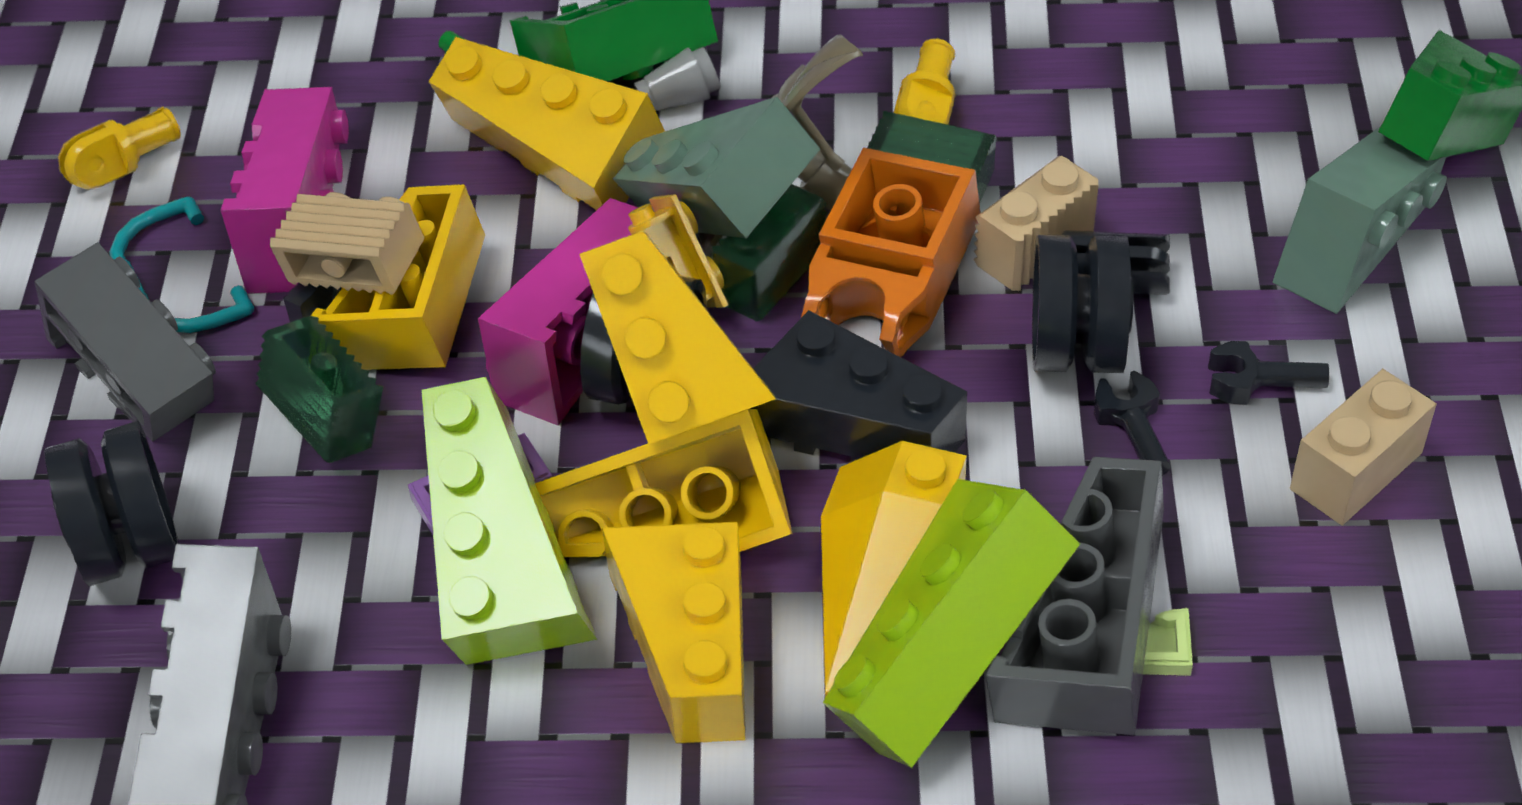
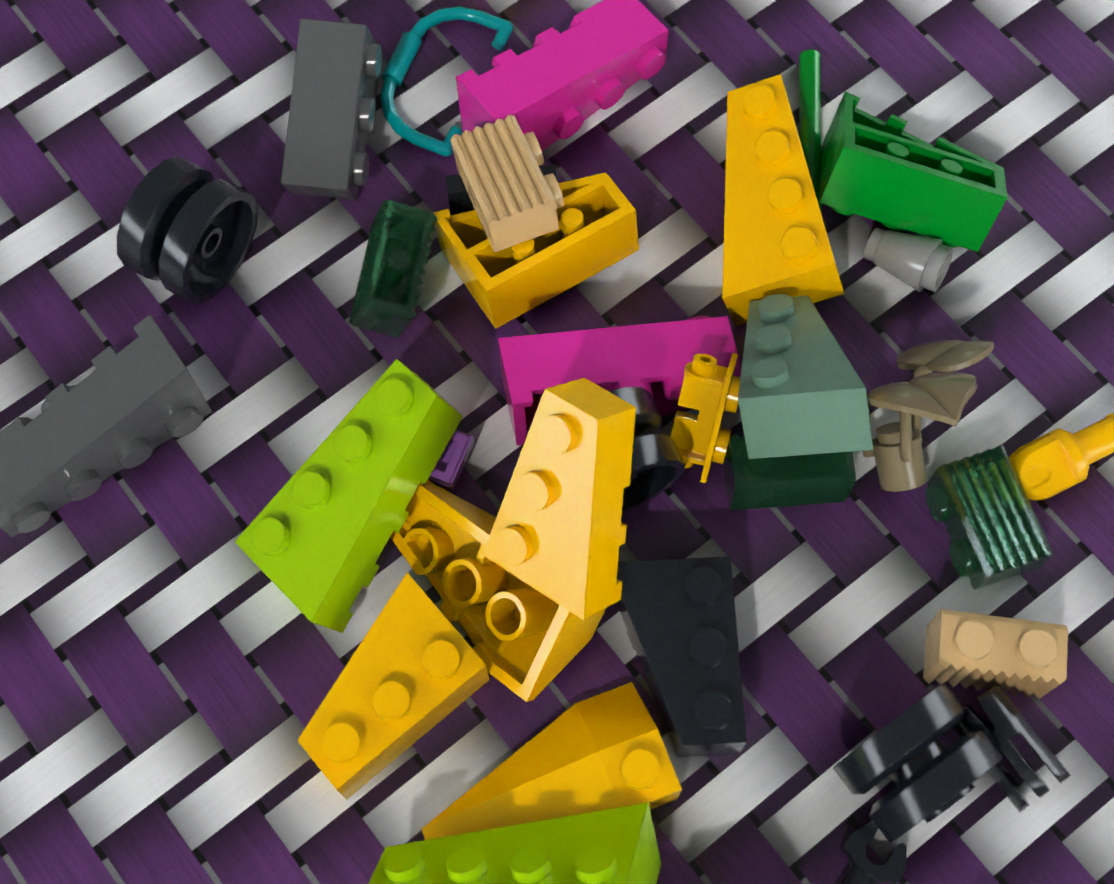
camera: 50 degrees right, 20 degrees up
(893, 244) = (840, 564): orange brick -> none

